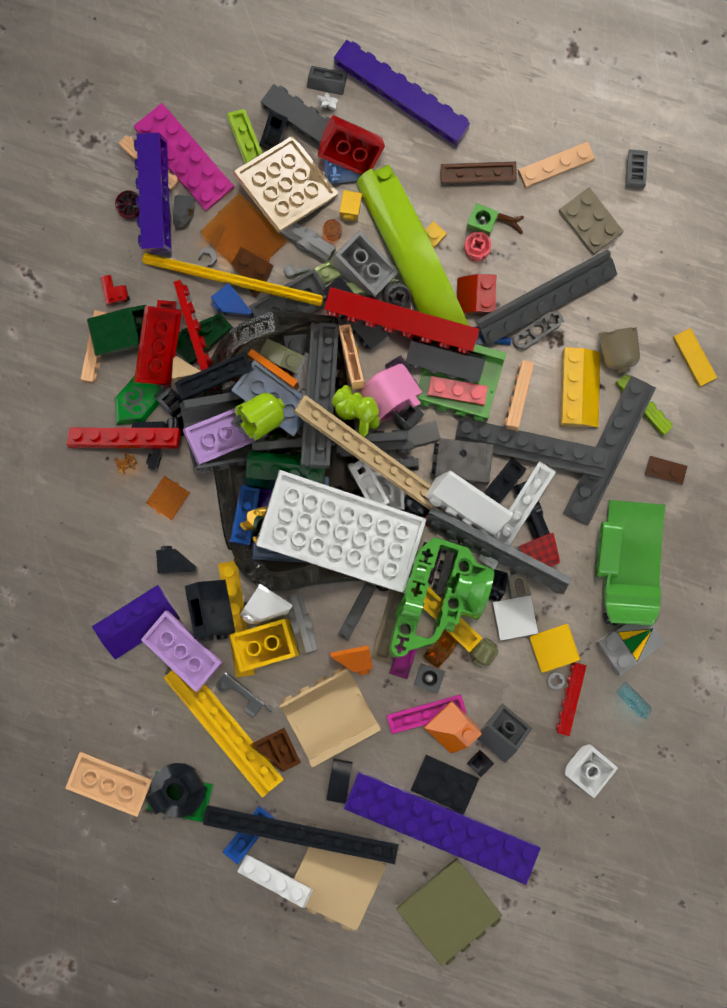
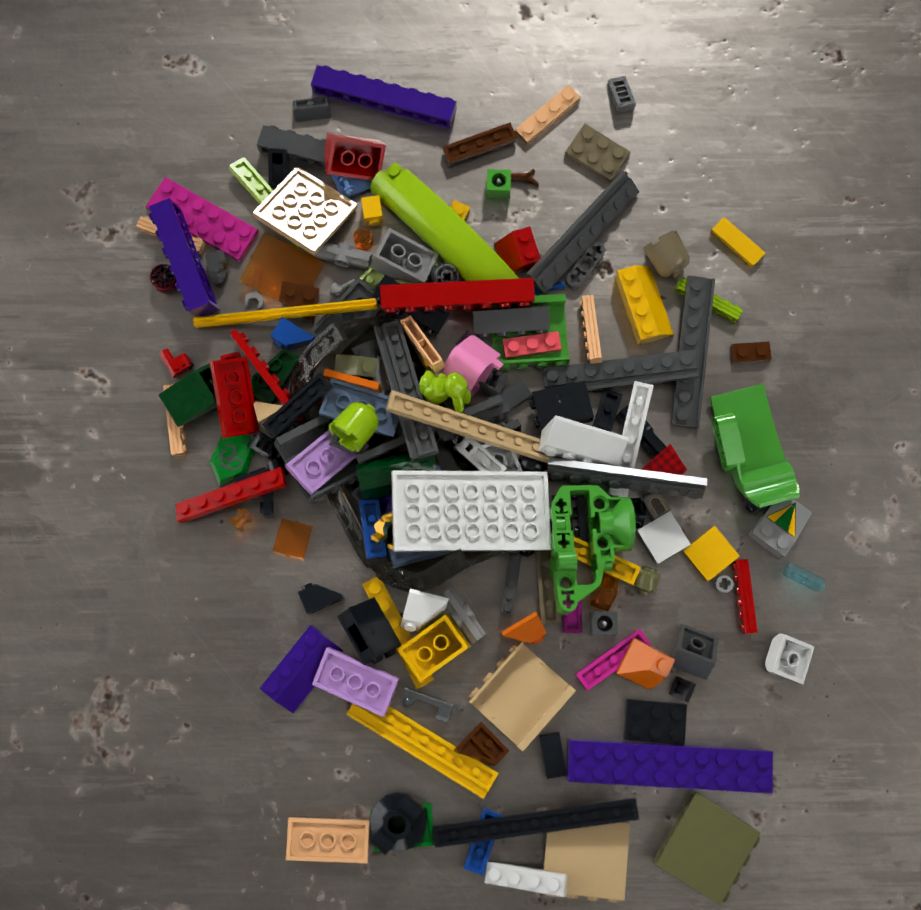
camera: 20 degrees left, 5 degrees down
(327, 101) = (319, 126): white plant -> none
(477, 246) = (502, 209): coral wheel -> none

